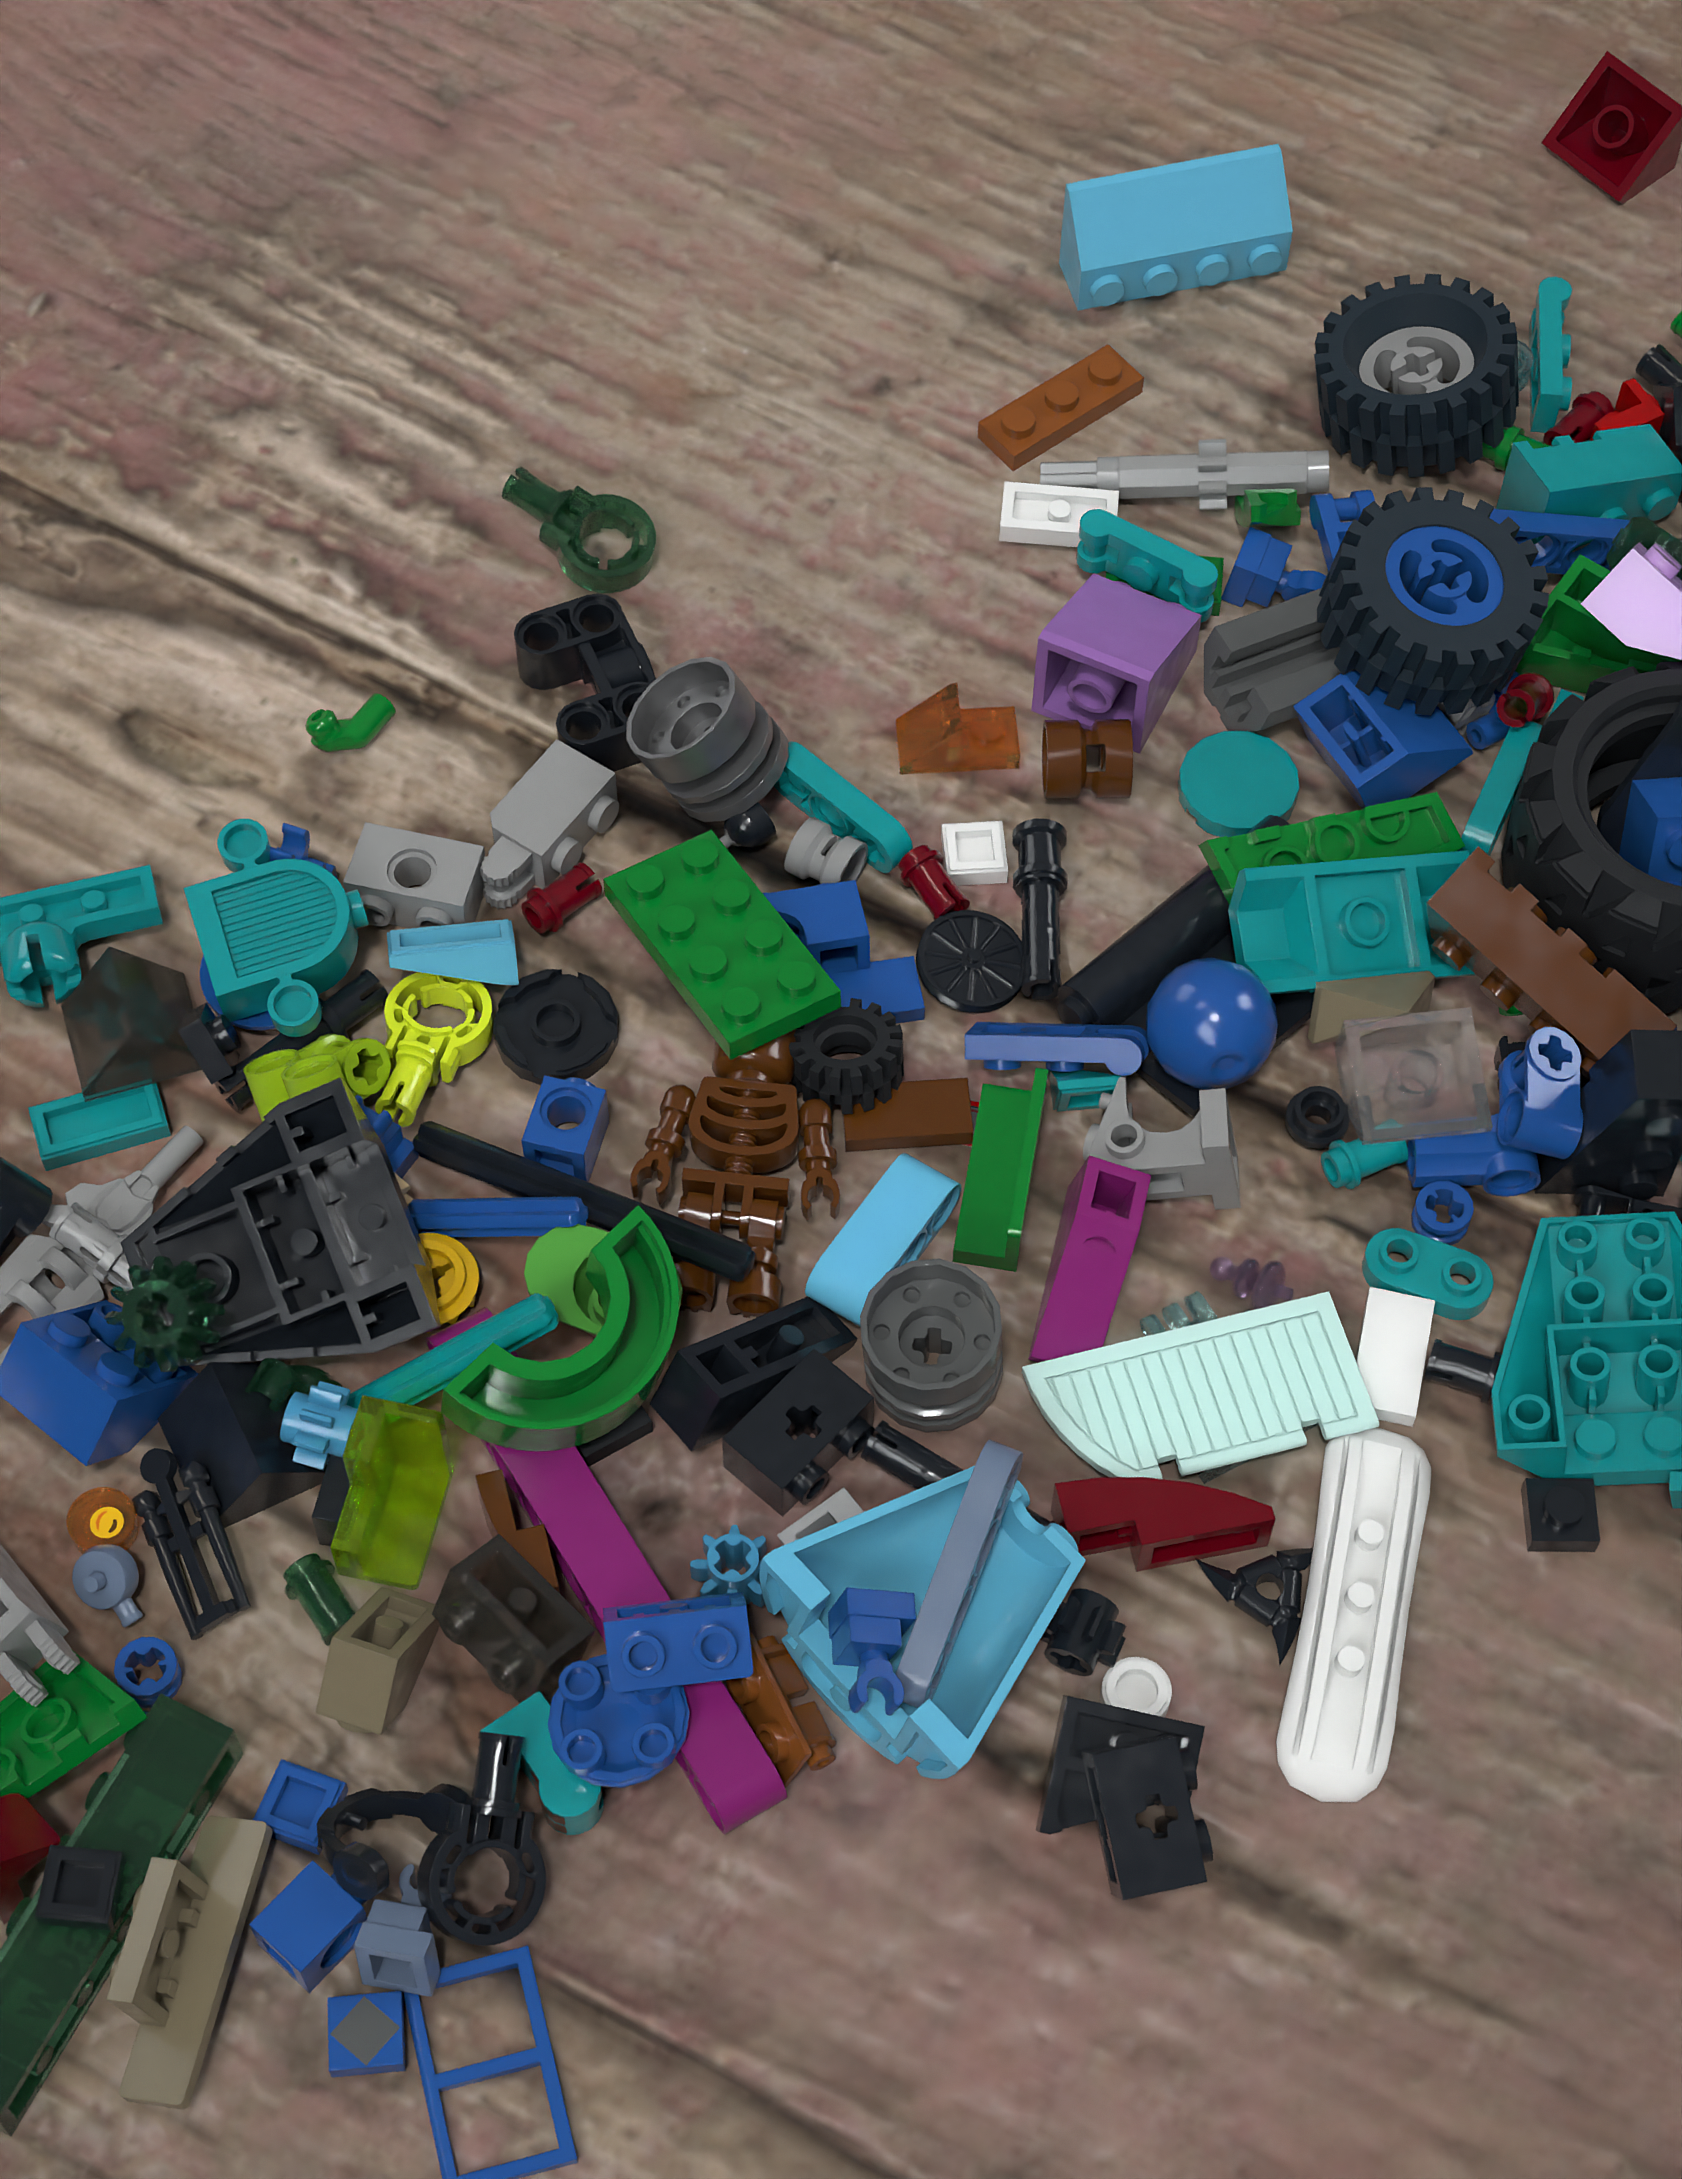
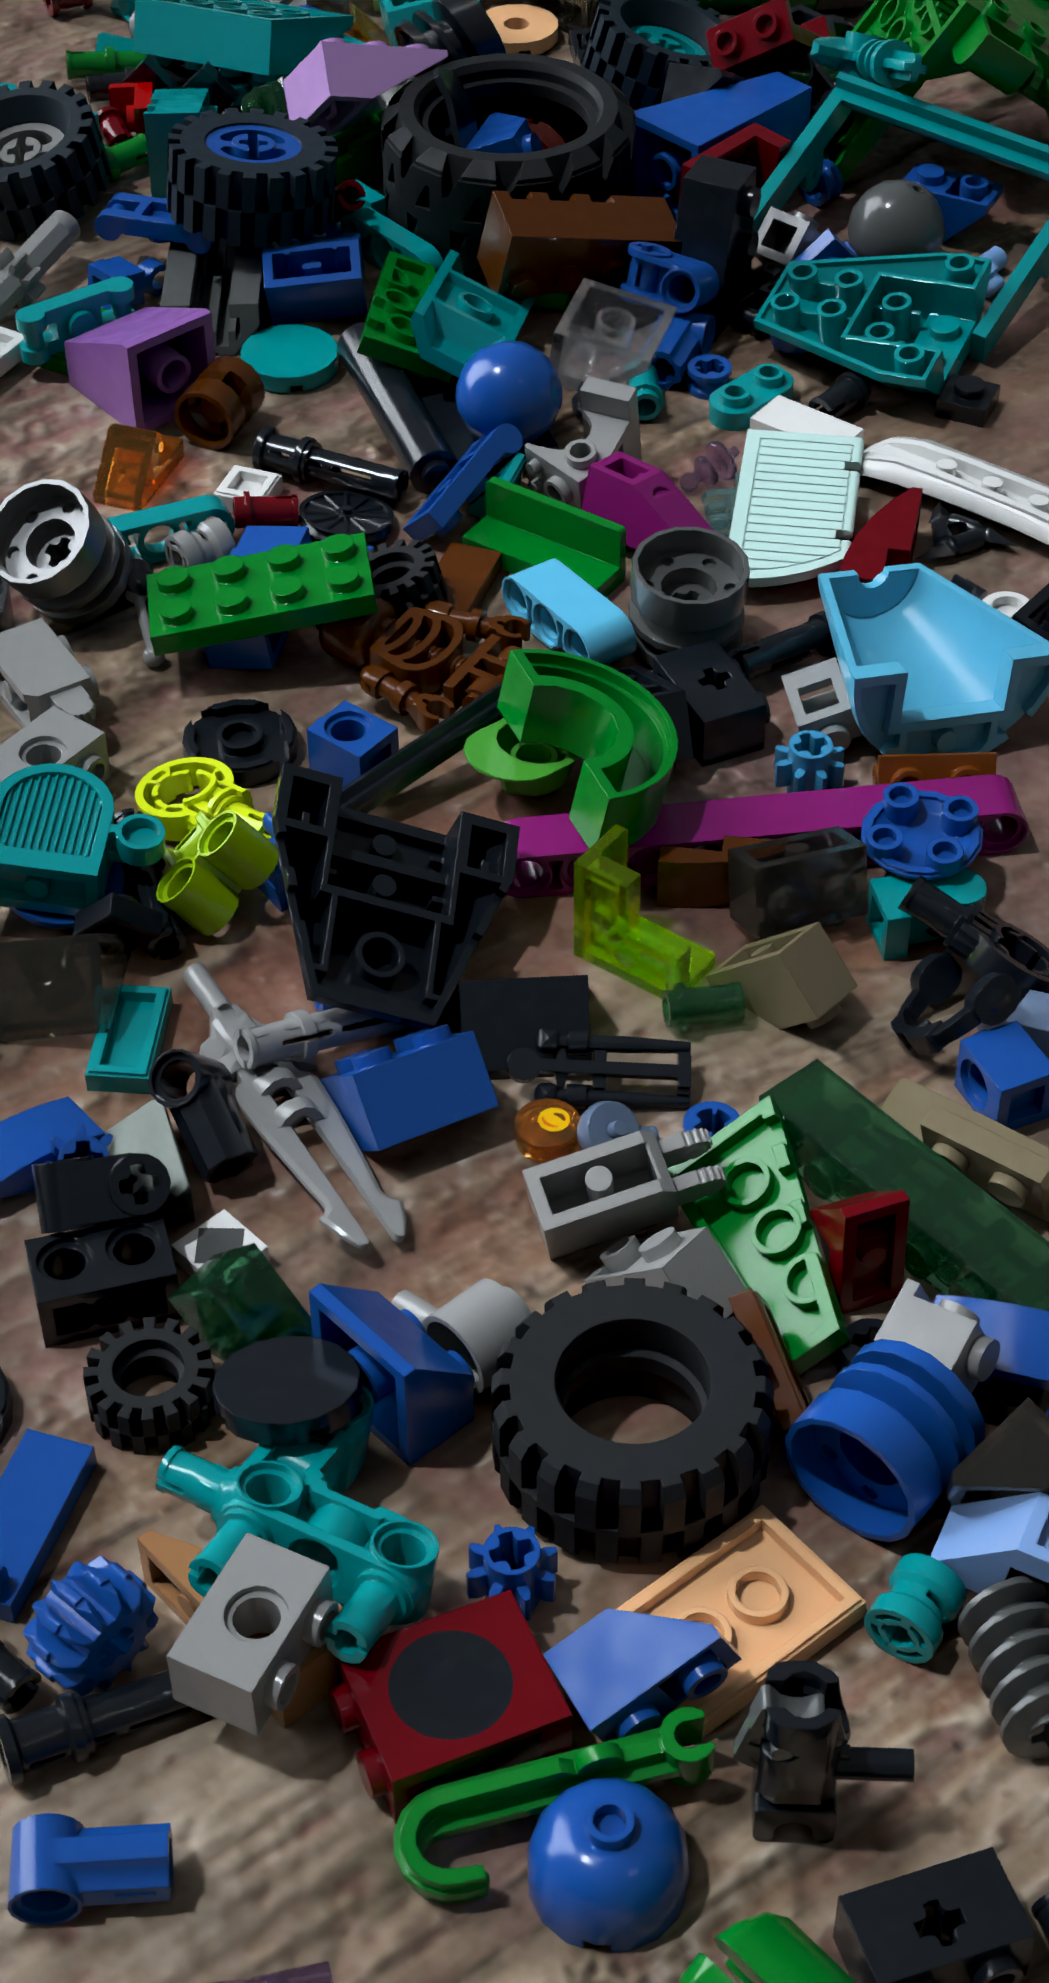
camera: 65 degrees left, 15 degrees down
(81, 1888) = (929, 1178): black tile -> none
(146, 1328) = (406, 978): clear green gear -> none
(281, 1380) = (498, 959): clear green arm -> none
(296, 1802) = (880, 1066): blue tile -> none
(318, 1424) = (559, 934): dark azure gear -> none
(330, 1500) = (622, 966): black tile -> none
(442, 1364) = (549, 850): teal axle -> none
(462, 951) = (144, 749): medium azure slope -> none
(497, 1215) = (429, 778): blue axle -> none
(551, 905) = (125, 707): dark red pin -> none
(677, 1642) = (878, 765): blue bracket -> none
(867, 1634) = (930, 680): blue piece -> none
(958, 1571) = (857, 572): sand blue beam -> none
(1267, 508) = (74, 259): green slope -> none
(1367, 998) = (539, 323): dark tan slope -> none

